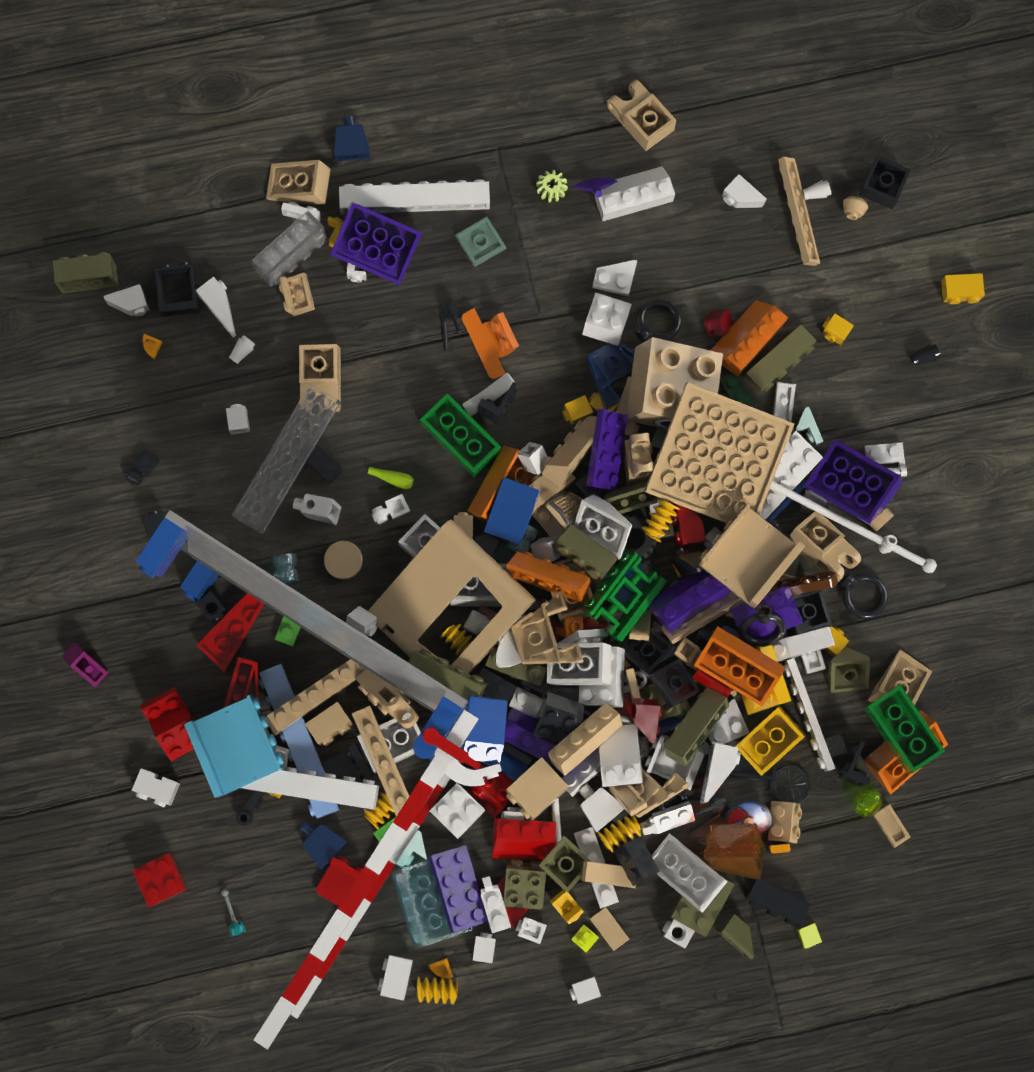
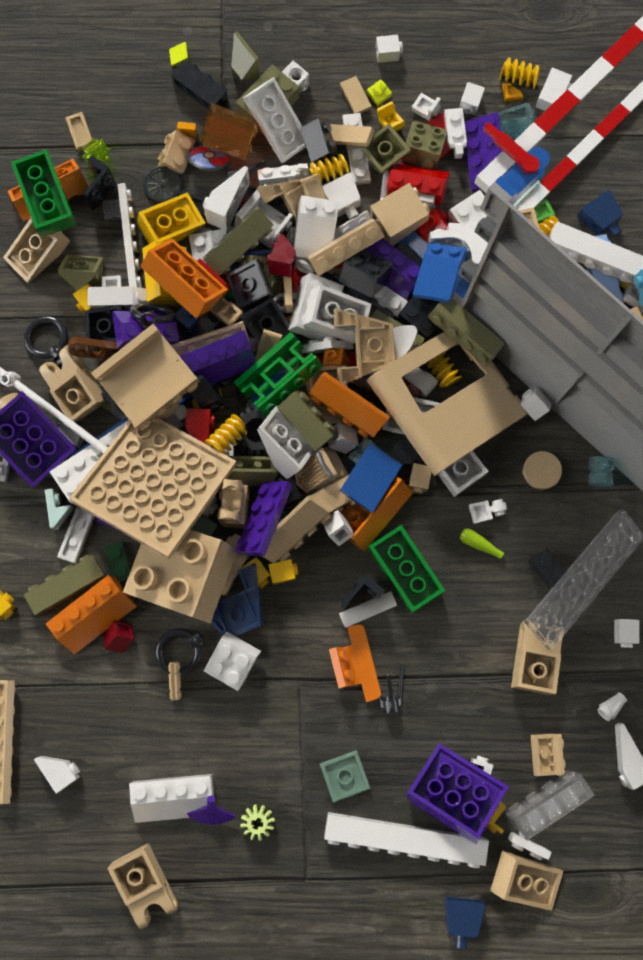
camera: 165 degrees left, 0 degrees up
(318, 508) = (560, 523): white torso -> none
(338, 880) = (589, 178): red bracket -> none
(615, 277) = (212, 707): white wing -> none
(656, 293) = (174, 680): none -> tan axle

